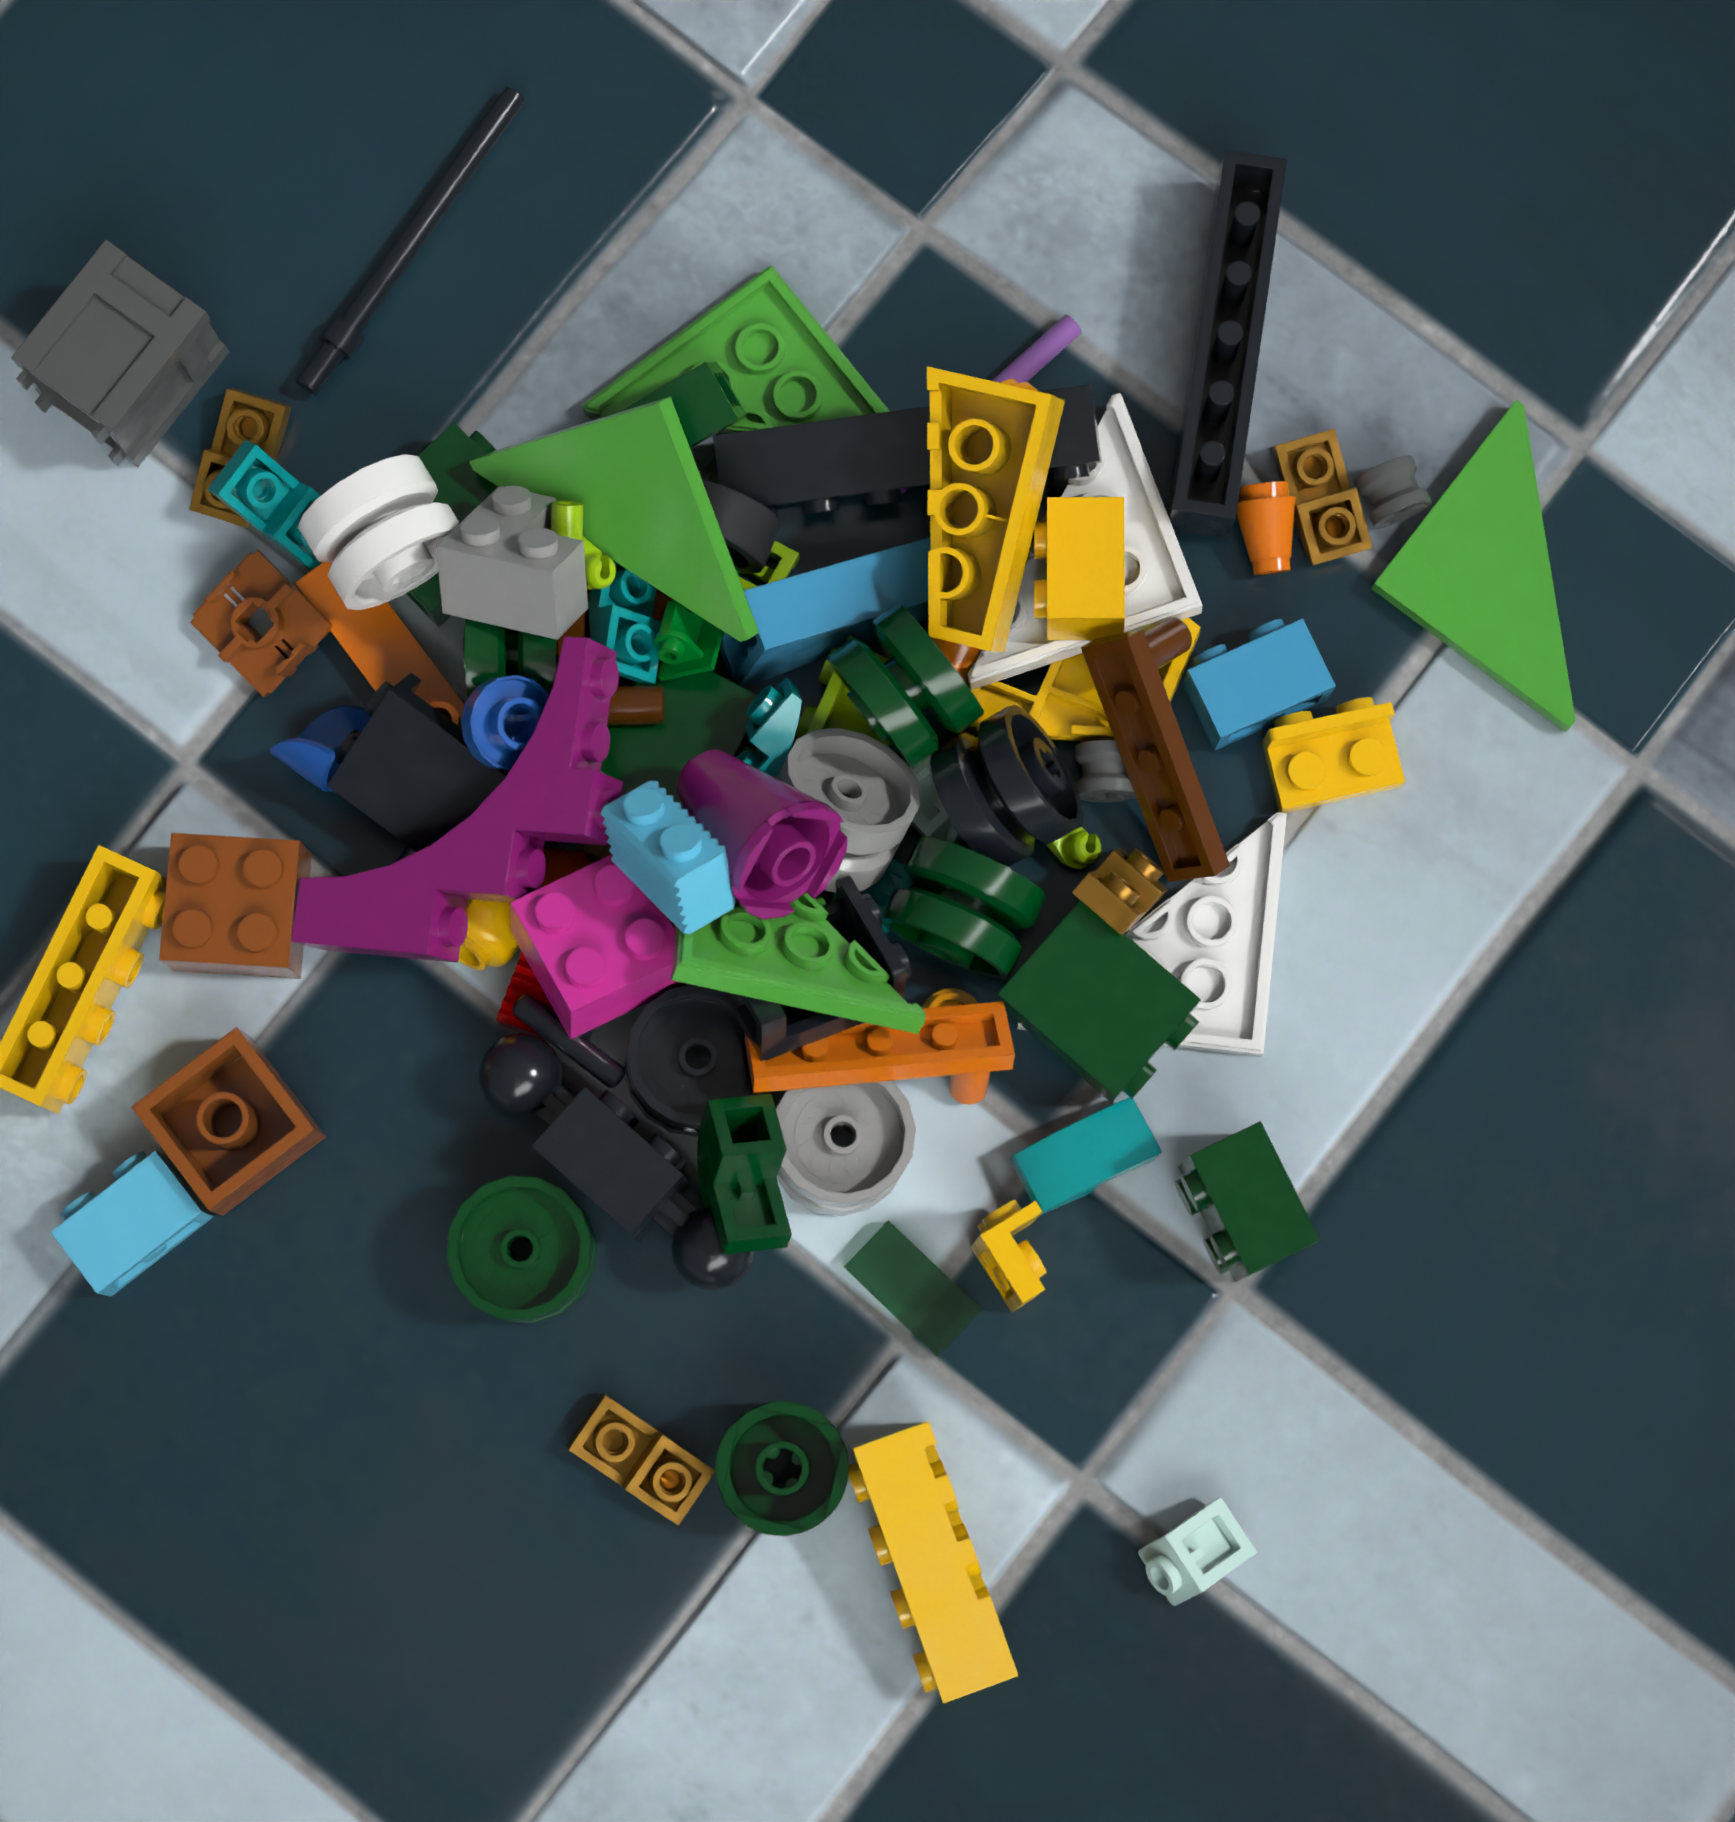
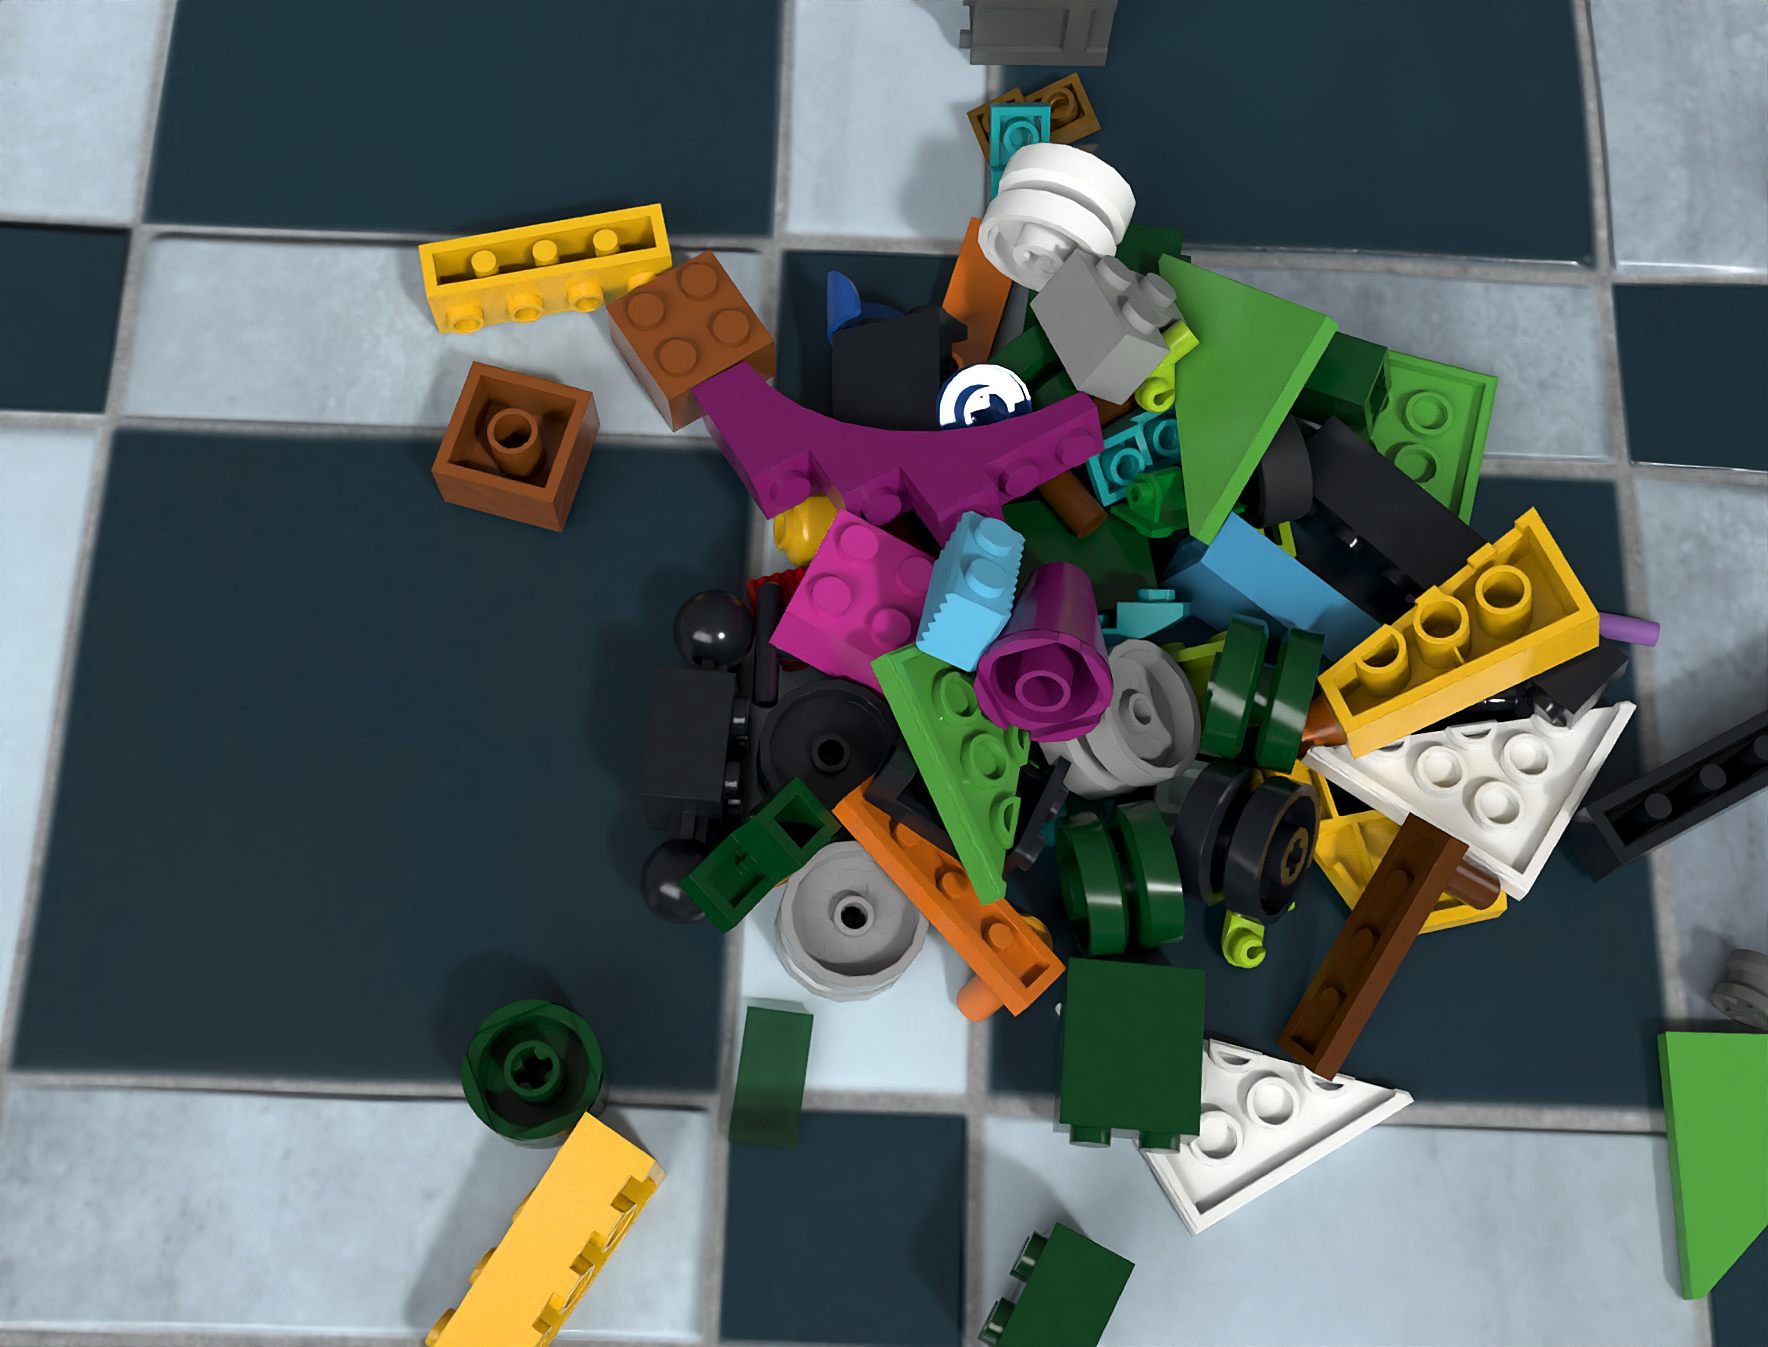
camera: 50 degrees right, 10 degrees down
(130, 1222) = (382, 434): medium azure brick -> none
(226, 615) = (927, 241): dark orange piece -> none
(344, 335) = (1182, 125): black bar -> none
(486, 1265) = (538, 728): dark green wheel -> none
(640, 1459) = (469, 955): pearl gold slope -> none
(1010, 1266) = (852, 1143): yellow bracket -> none
(1084, 567) = (1475, 768): yellow brick -> none
(1085, 1155) = (992, 1141): teal slope -> none
(1103, 772) = (1320, 919): dark grey wheel -> none
(1122, 888) = (1238, 1002): pearl gold slope -> none
(1257, 682) = (1502, 993): dark azure brick -> none
(1267, 525) = (1635, 904): orange cone -> none
(1326, 507) = (1695, 934): pearl gold slope -> none
(1332, 755) = (1495, 1104): yellow bracket -> none

